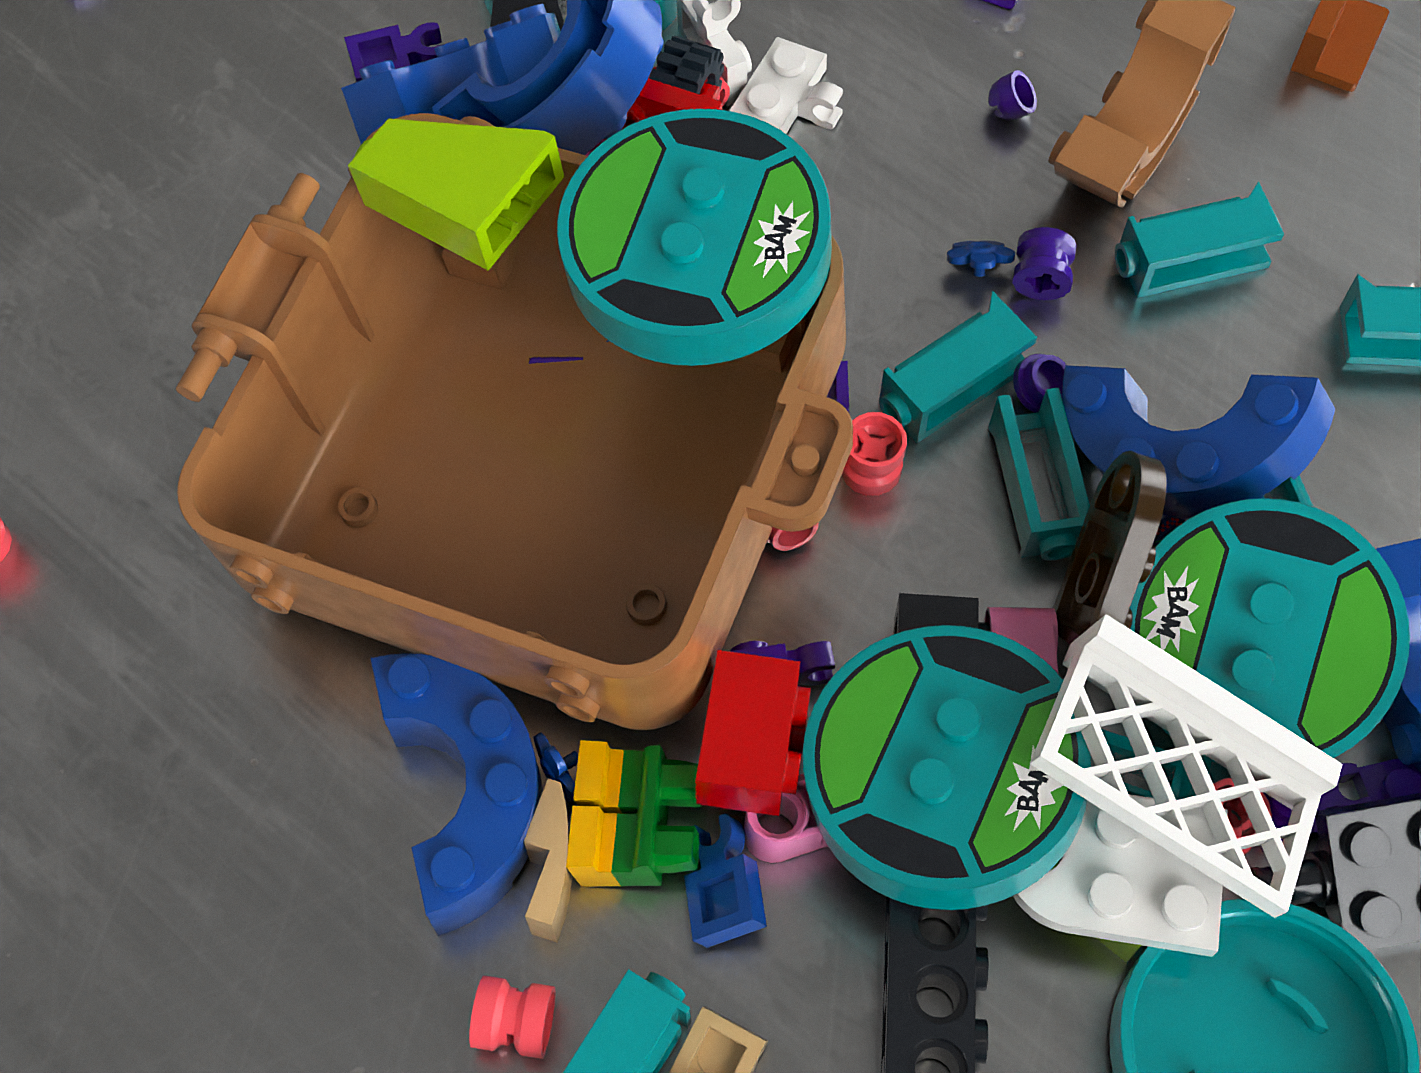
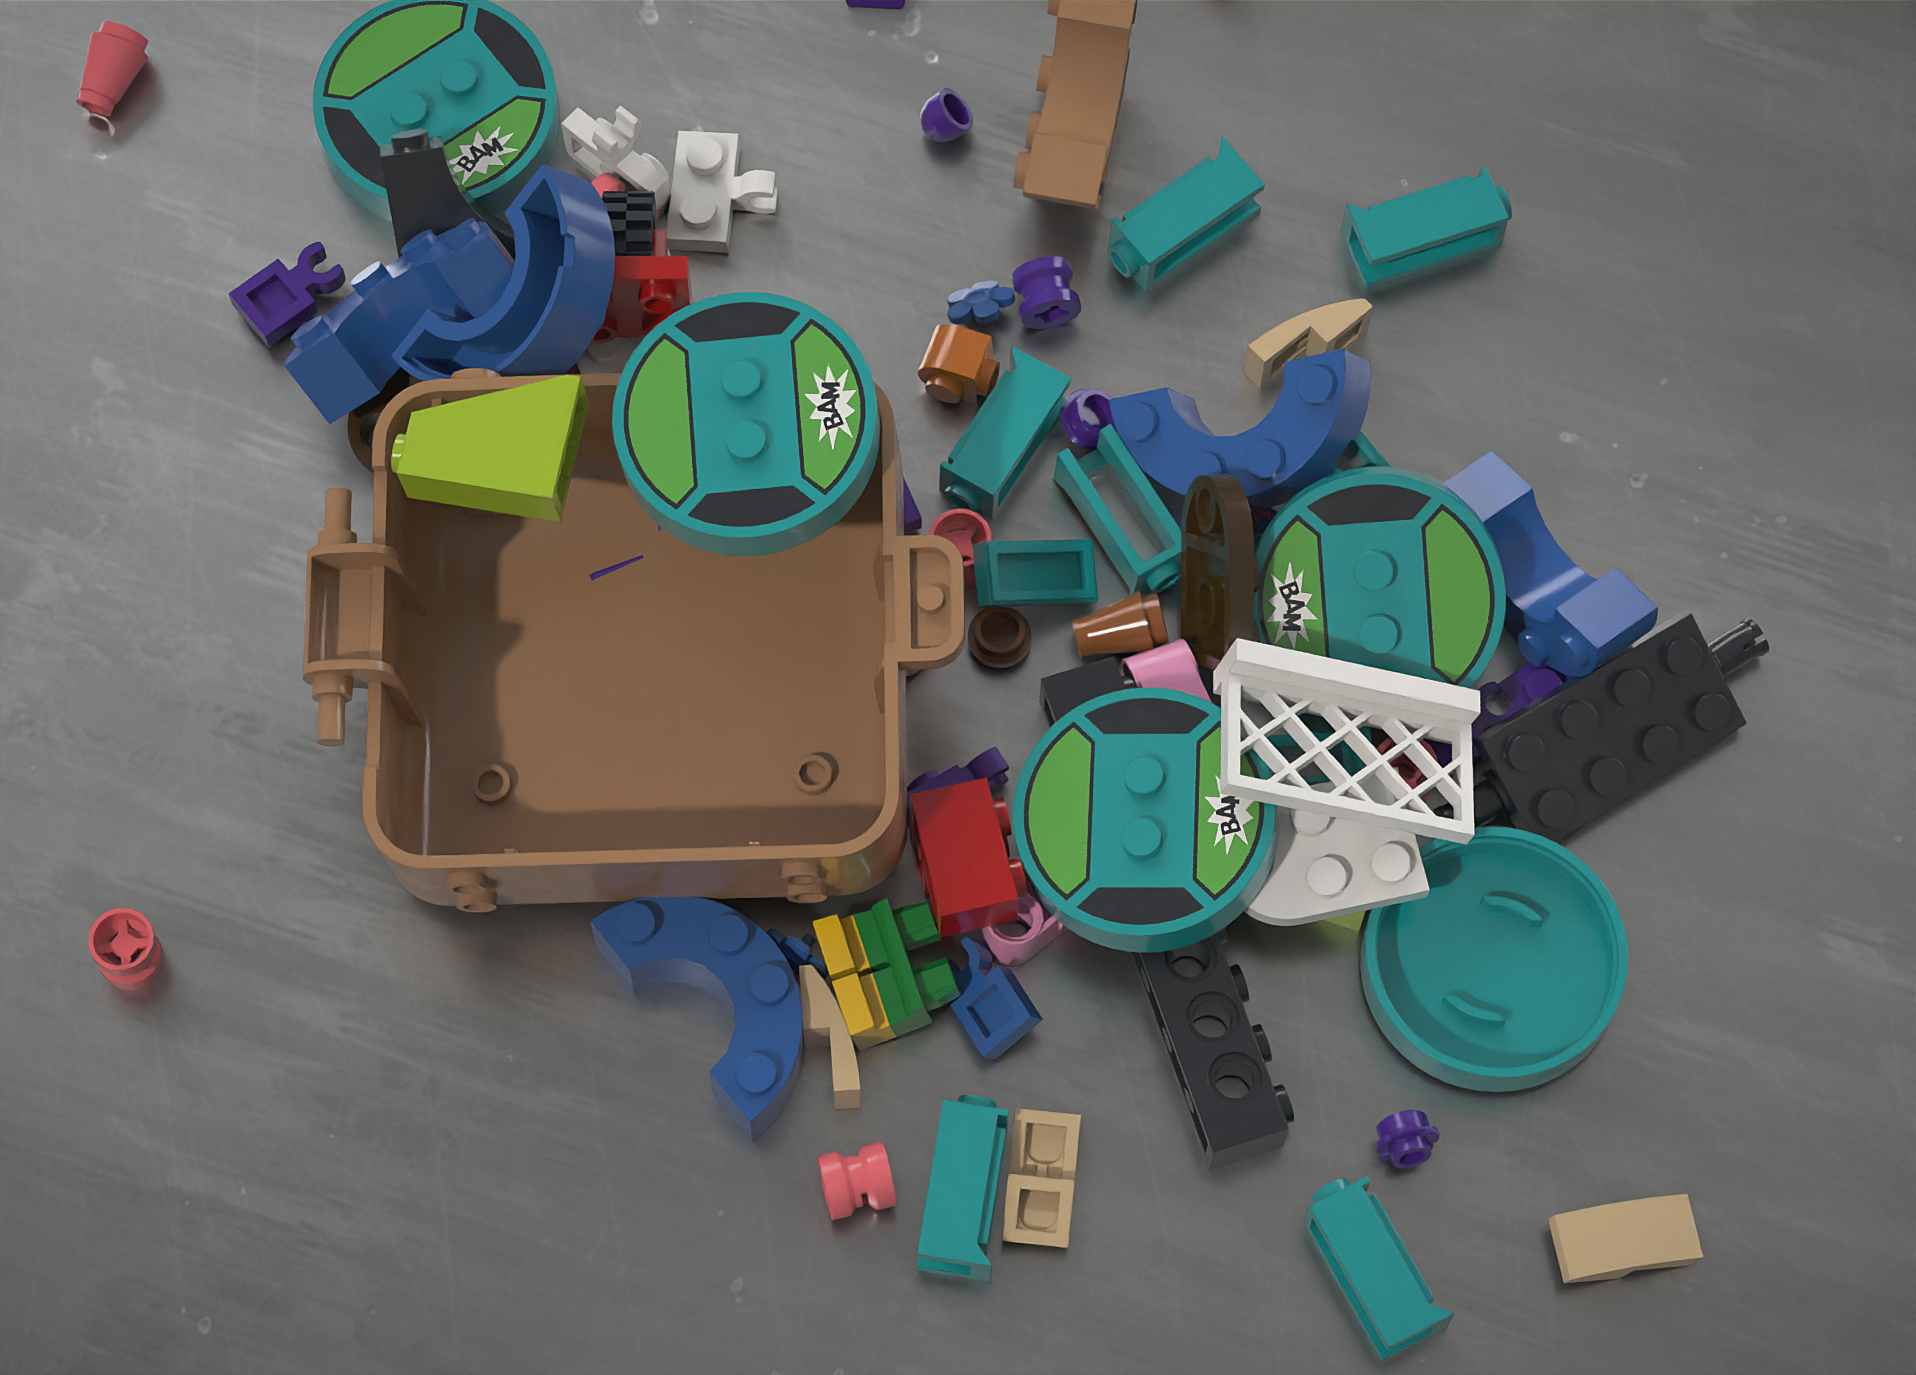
camera: 25 degrees left, 5 degrees up
(879, 545) = (999, 636): none -> reddish brown plate
(934, 497) = (1035, 573): none -> teal tile
(939, 296) = (959, 365): none -> orange plate
(1000, 577) = (1123, 626): none -> dark orange cone
(1232, 377) = (1312, 332): none -> tan slope

